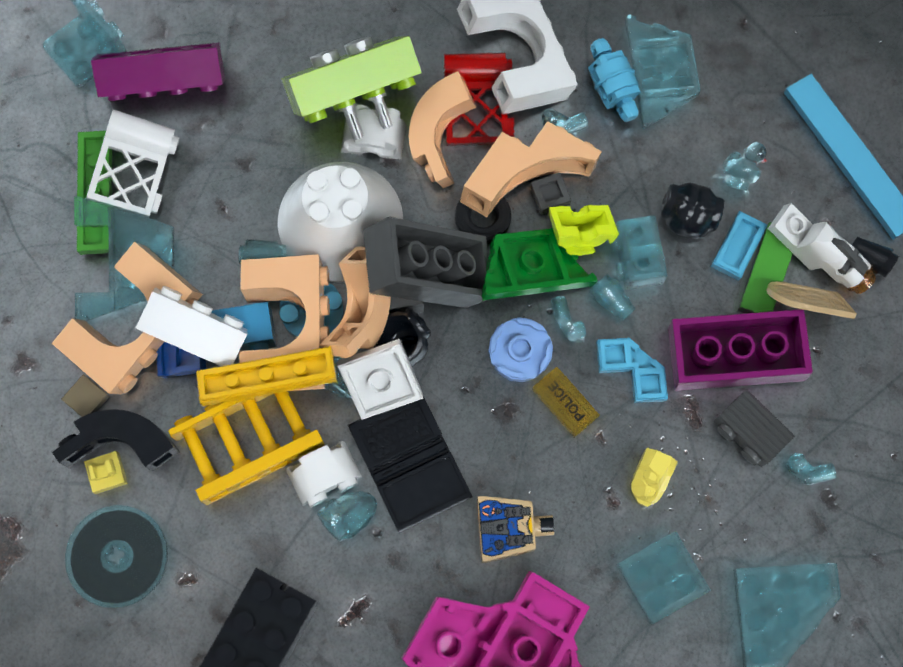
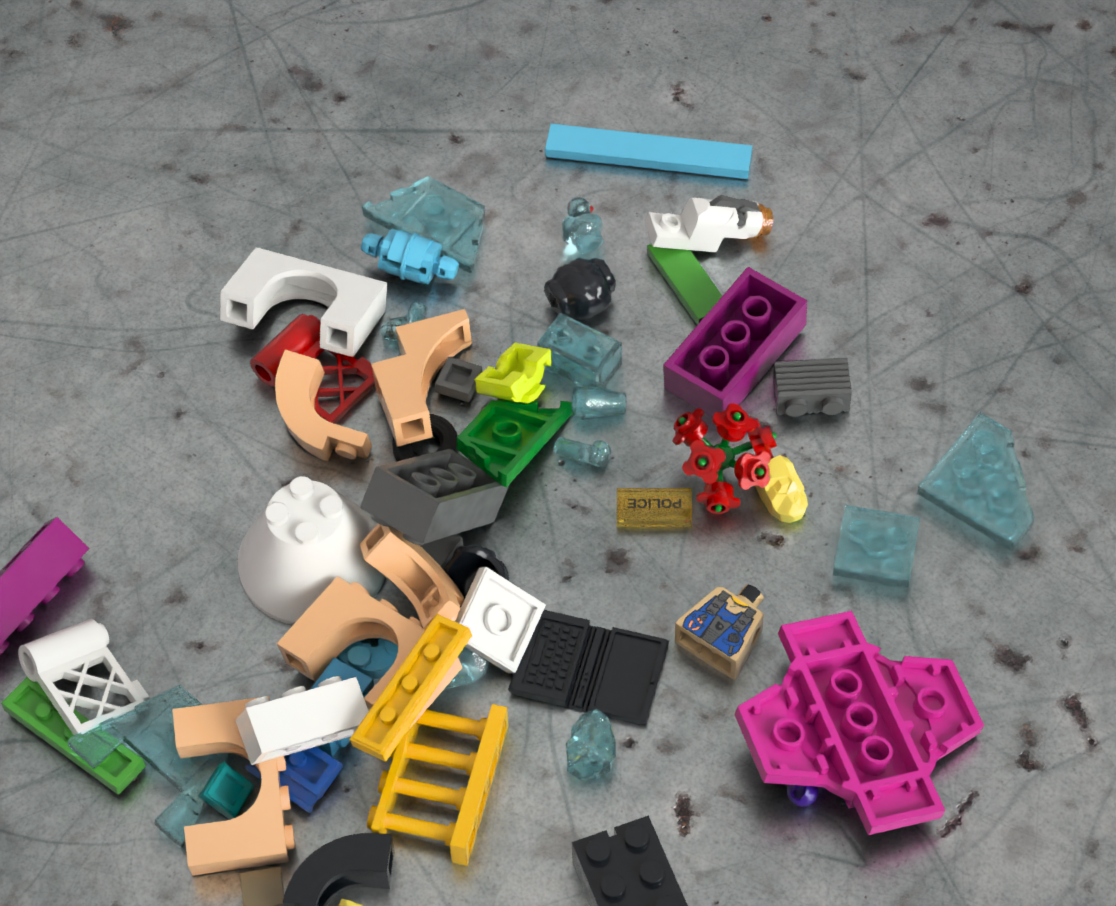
camera: 45 degrees left, 20 degrees down
(127, 315) = (226, 790): none -> teal tile
(261, 249) = (267, 639): clear light blue brick -> none
(322, 472) = (532, 743): white cylinder -> none
(360, 72) = (202, 435): lime piece -> none
(383, 142) = (257, 470): white cylinder -> none
(520, 349) = (573, 507): light blue tile -> none
(626, 356) = (655, 436): medium azure tile -> none
(654, 413) = (710, 460): none -> red plant
(739, 245) = (644, 283): medium azure tile -> none
(807, 473) = (877, 382): clear light blue arm -> none
(810, 299) = (743, 260): tan window -> none
(878, 256) = (755, 191): black cone -> none

